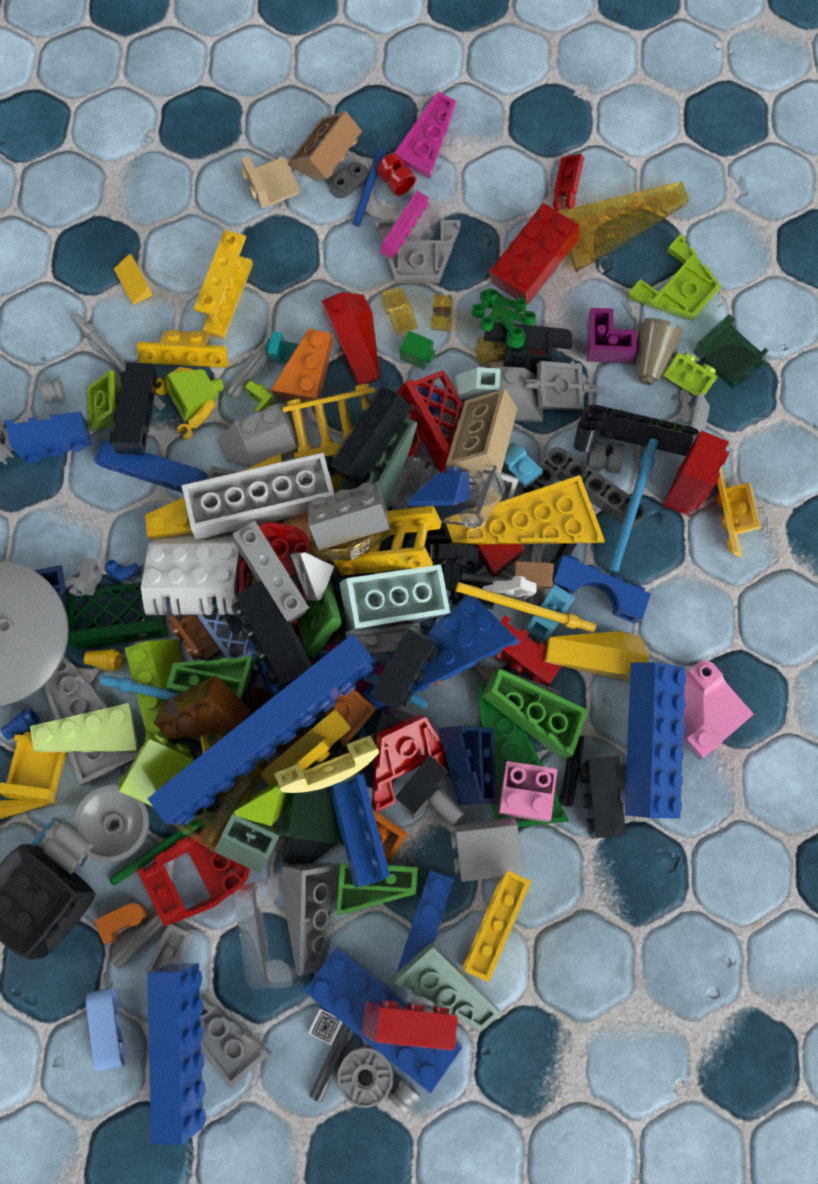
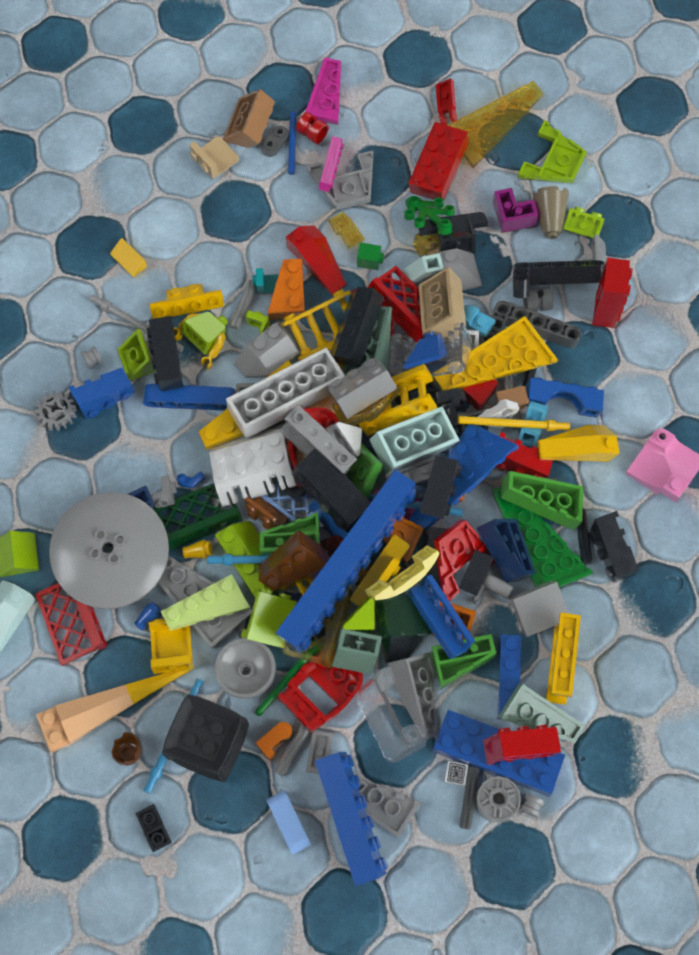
camera: 15 degrees left, 5 degrees down
(65, 846) = (217, 690): light grey piece -> none
(223, 285) = (205, 243): yellow fence -> none
(442, 312) = (380, 223): clear yellow leg -> none
(527, 791) = (556, 557): bright pink slope -> none
(560, 386) = (488, 255): light grey plate -> none
(647, 462) = (571, 295): dark azure bar -> none
(655, 740) = (640, 494): blue brick -> none
(730, 353) = (608, 199): clear green panel -> none
(739, 511) = (651, 315): yellow bracket -> none

